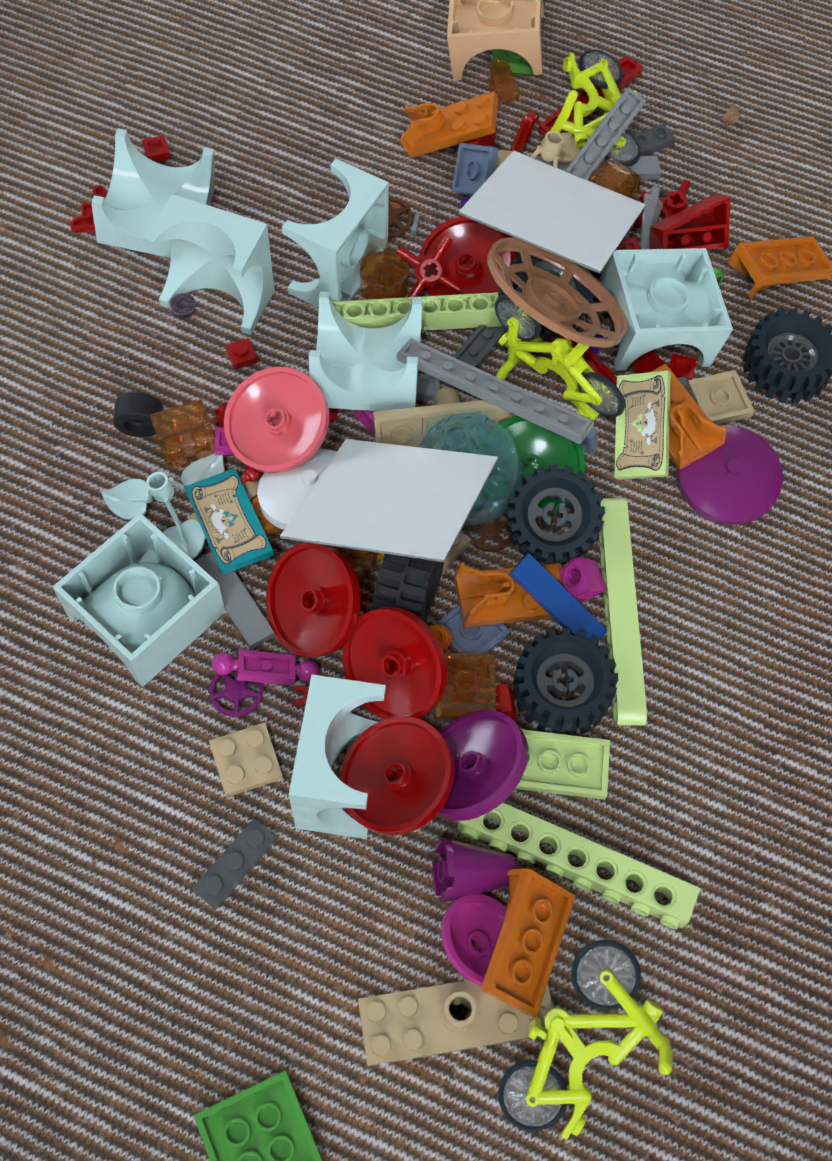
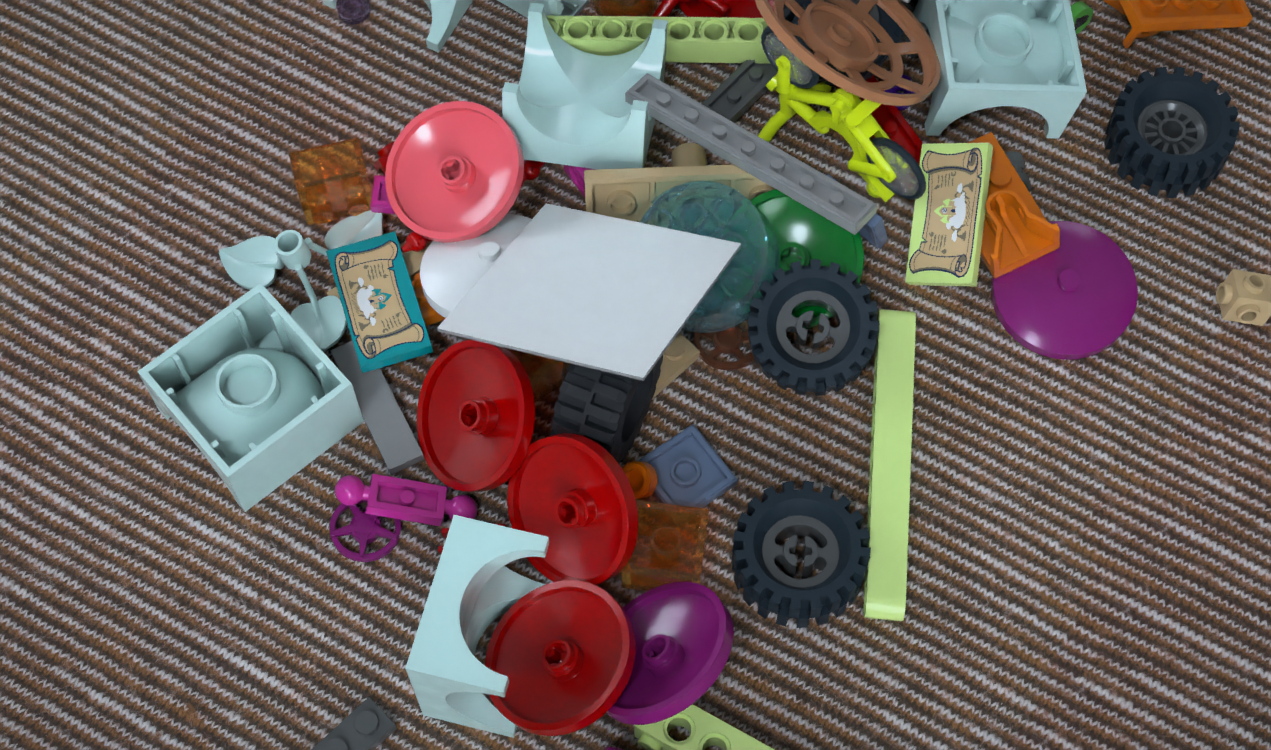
camera: 10 degrees right, 0 degrees up
(133, 413) = (269, 148): black tyre -> none
(241, 353) = (422, 77): red plate -> none
(245, 759) = (367, 619): tan plate -> none
(426, 387) = (664, 141): light grey tile -> none
(495, 598) = (744, 430): orange plate -> none
(505, 701) = (718, 573): red plate -> none
(555, 598) = (801, 441): blue tile -> none
(566, 765) = (785, 664): yellowish green plate -> none
(582, 579) = (841, 417): dark pink brick -> none
(647, 363) = (970, 128): red plate -> none
(682, 366) = (1017, 137): red plate -> none
(722, 397) = (1066, 183): tan plate -> none

